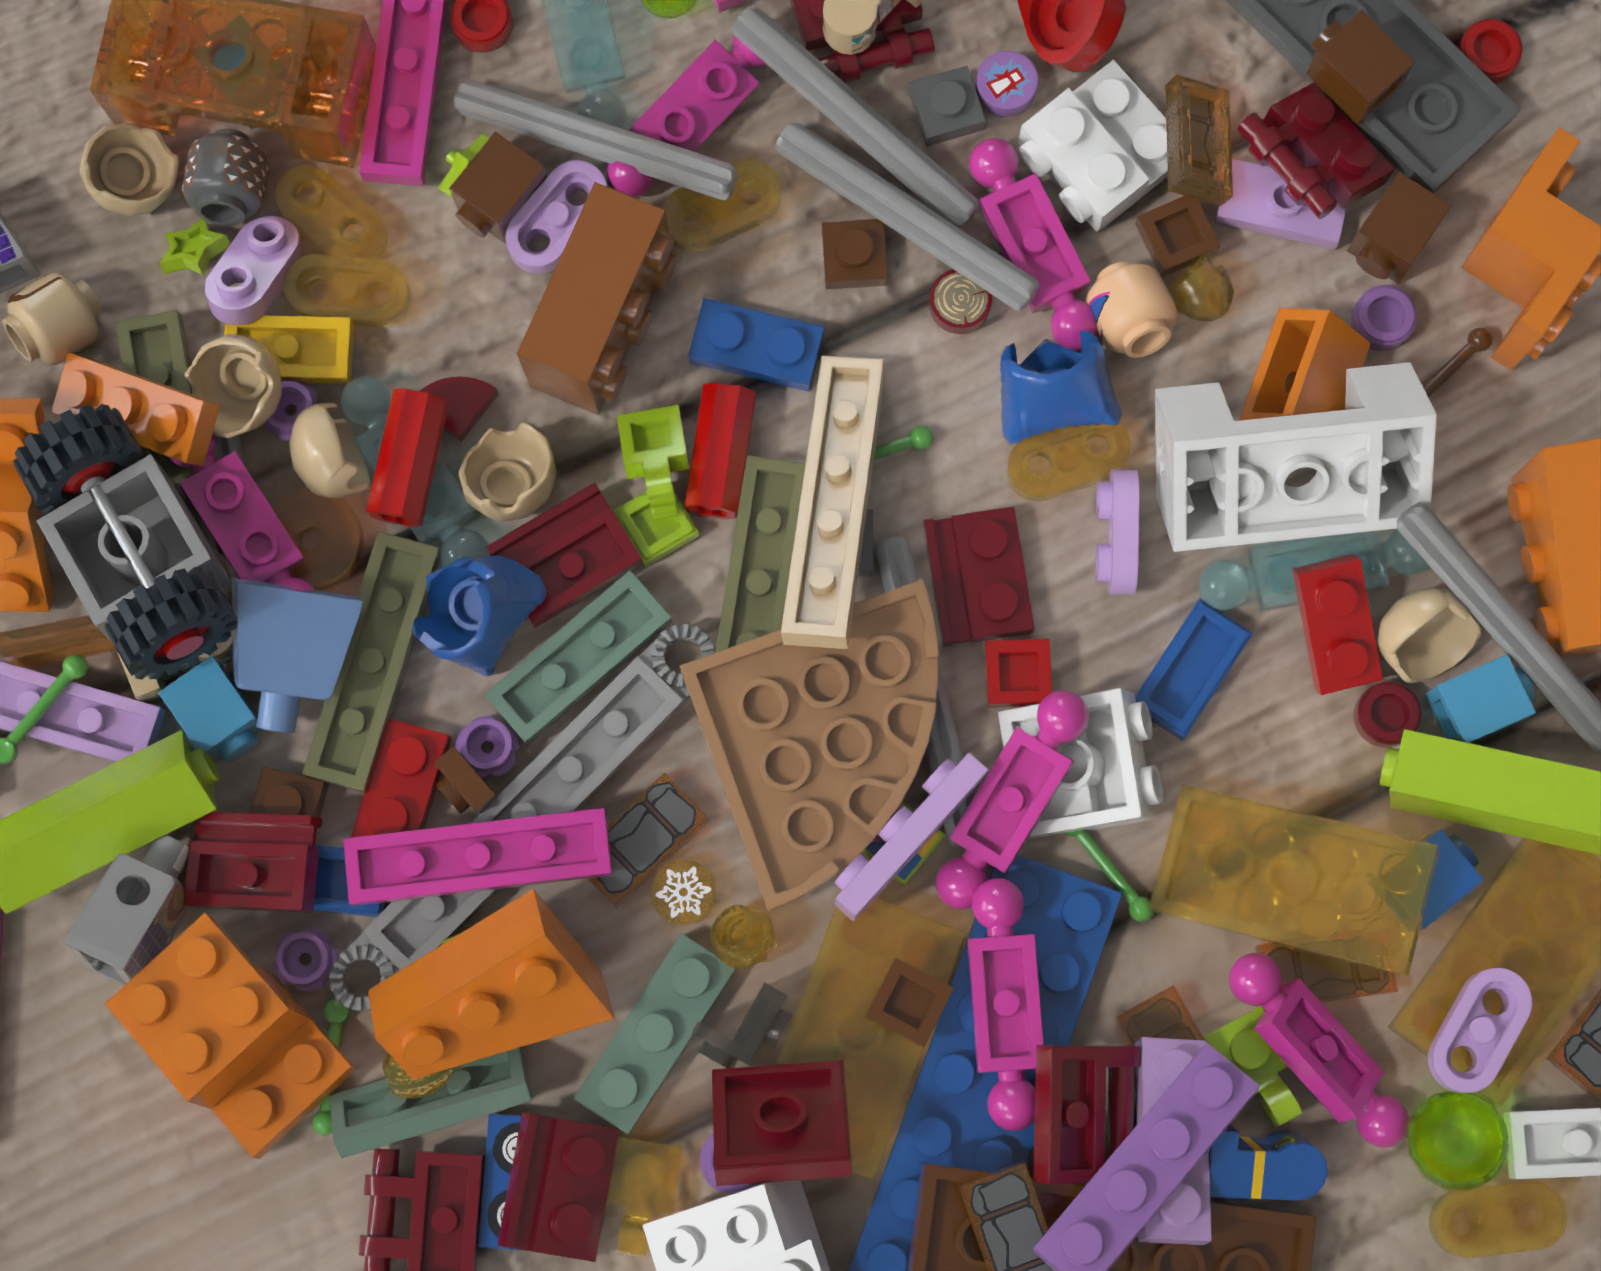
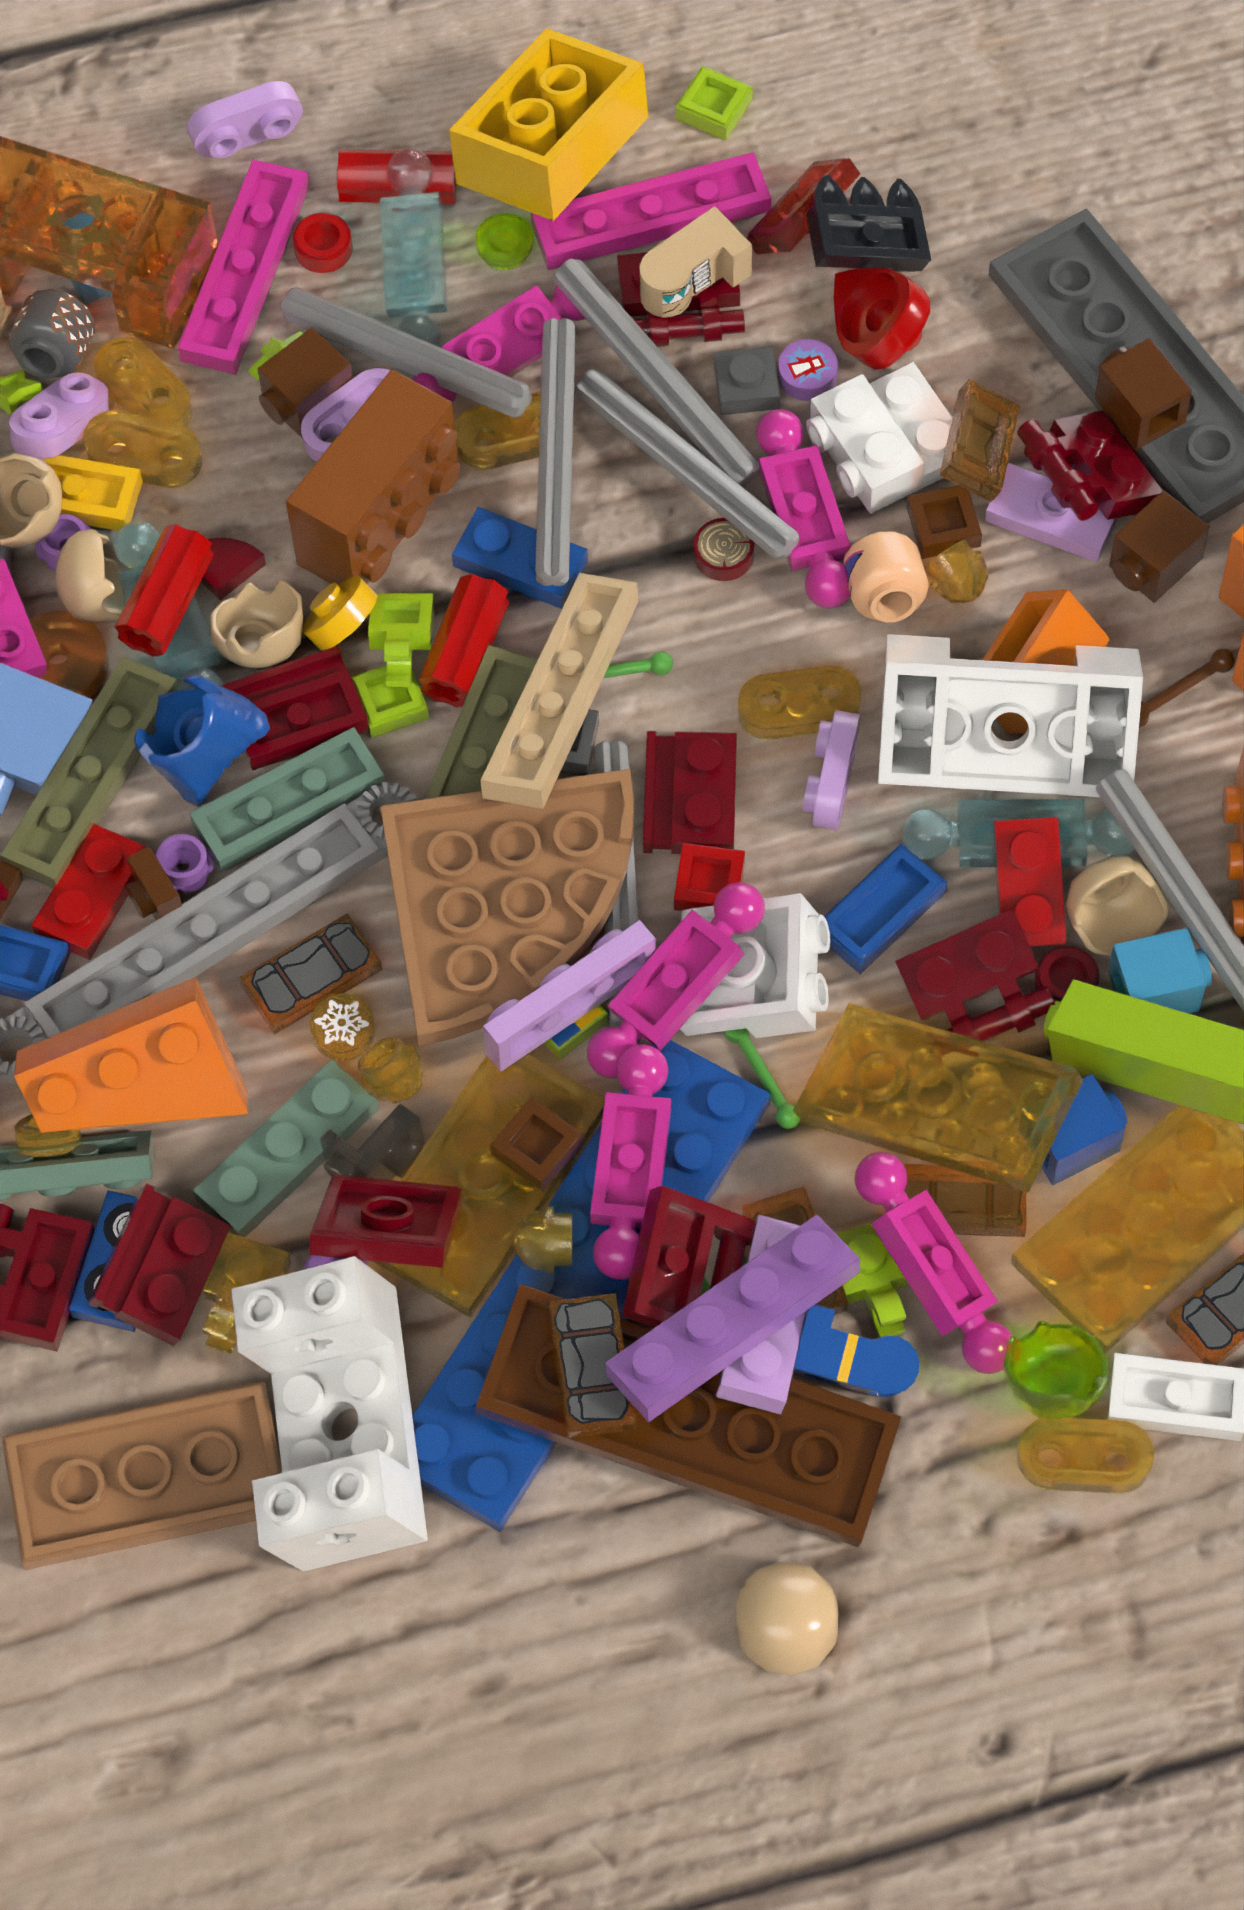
camera: 10 degrees right, 15 degrees down
(477, 857) = (150, 946): dark pink plate -> none
(589, 445) = (339, 611): none -> yellow wheel
(774, 230) = (555, 452): none -> light grey axle
(854, 254) = (630, 494): reddish brown plate -> none
(938, 1103) = (544, 1239): none -> clear yellow plate
(1056, 389) = (797, 633): blue hair -> none
(1296, 725) = (971, 965): none -> dark red plate
(1384, 317) = (1133, 624): medium lavender tile -> none
(1482, 1034) = (1092, 1265): lavender plate -> none

